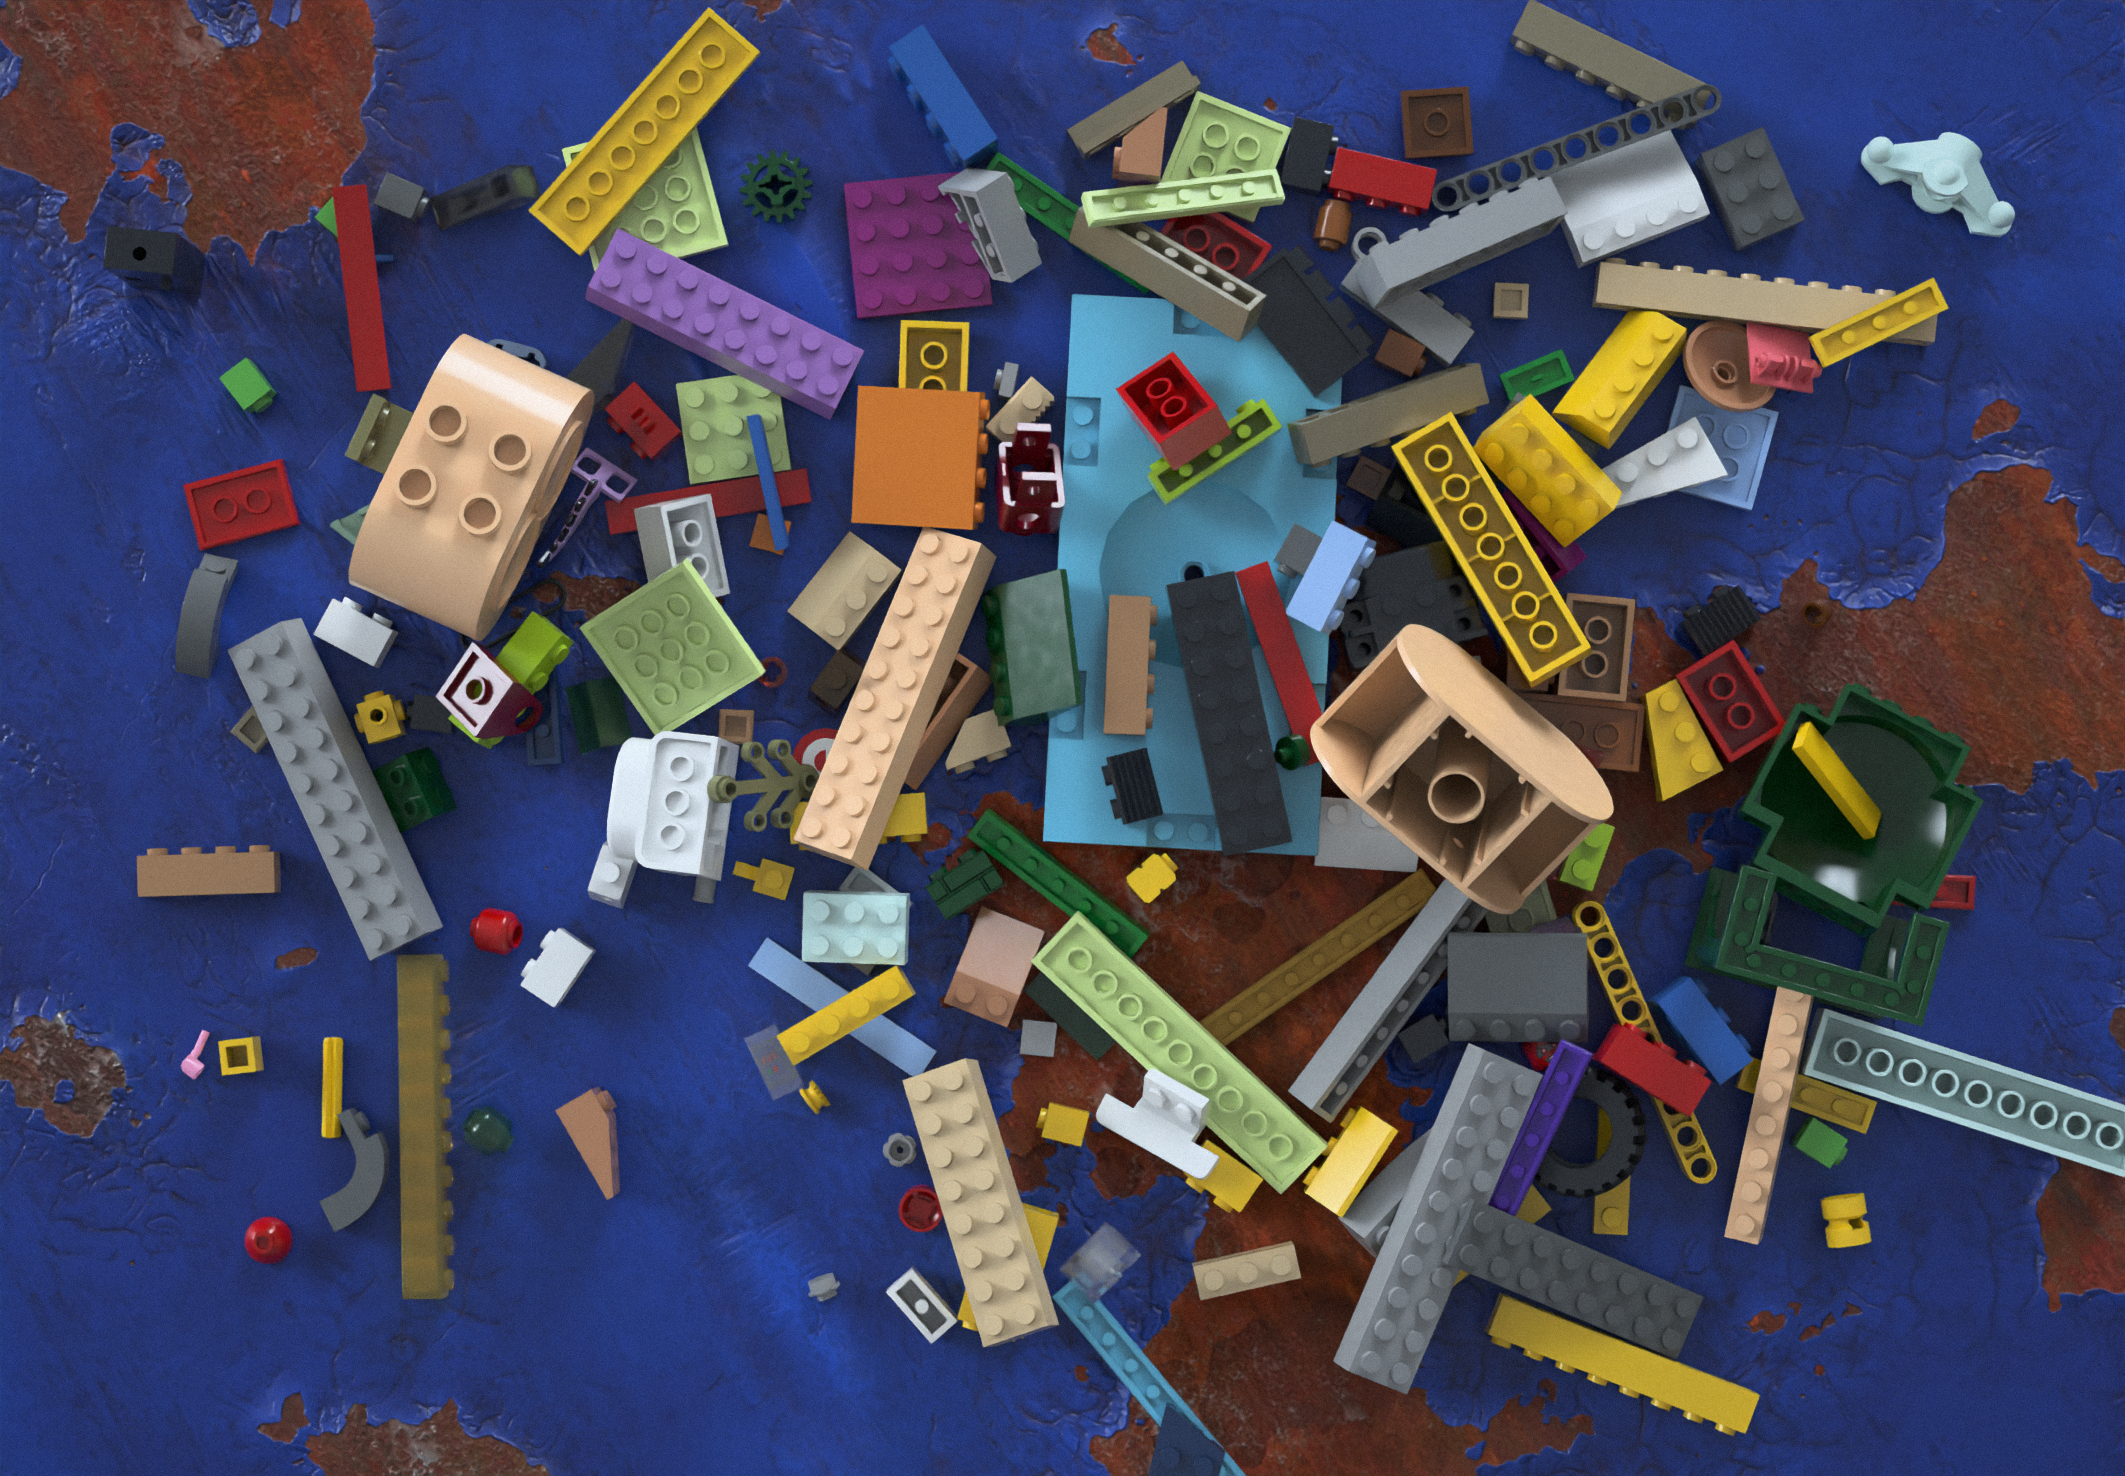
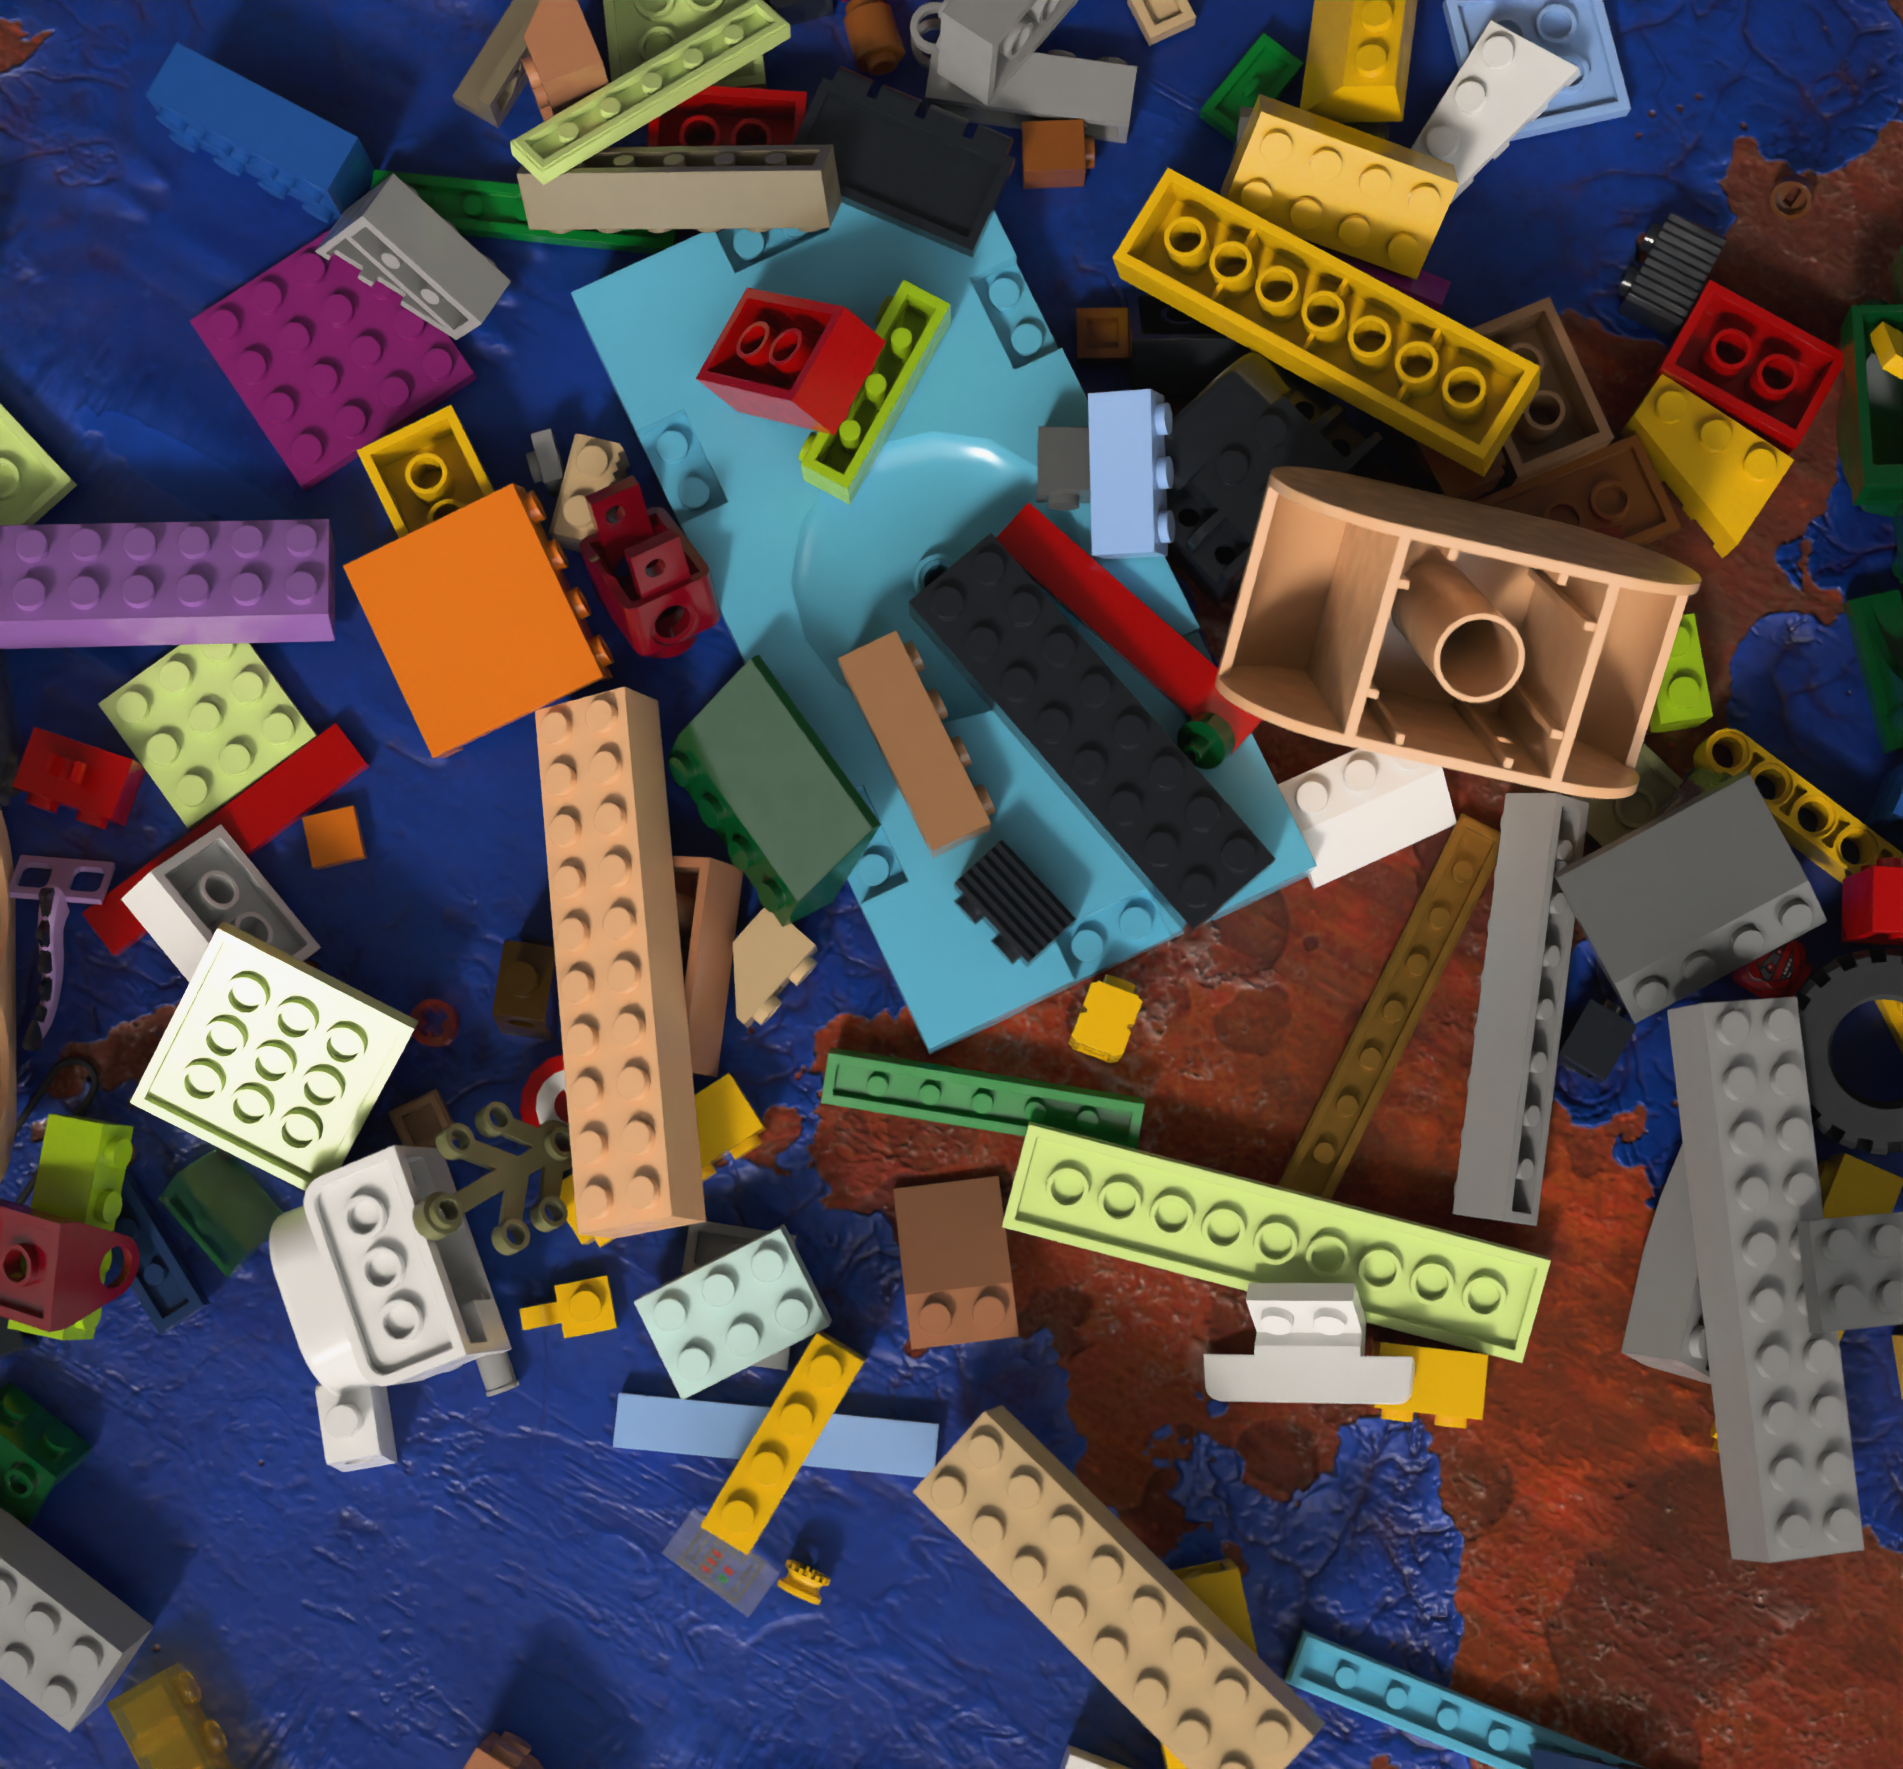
camera: 25 degrees left, 5 degrees down
(496, 931) = (233, 1591): red head -> none
(557, 966) = (345, 1595): white brick -> none
(760, 187) = (81, 380): dark green gear -> none
(768, 482) = (289, 764): blue tile -> none
(845, 591) = (478, 859): tan slope -> none
(895, 1141) = (961, 1605): light grey plate -> none
(920, 1208) = (1035, 1659): red wheel -> none
(964, 884) = (853, 1169): dark green brick -> none
(1038, 1038) = (1069, 1328): light grey tile -> none
(1063, 1123) = (1169, 1429): yellow brick -> none
(1069, 1016) = (1096, 1274): tile -> none
(1100, 1262) = (1327, 1597): clear brick -> none
(1246, 1270) = (1534, 1495): tan brick -> none
(1349, 1160) = (1592, 1263): yellow slope -> none
(1387, 414) = (1078, 230): dark tan brick -> none
(1540, 1125) = (1833, 1068): dark purple tile -> none

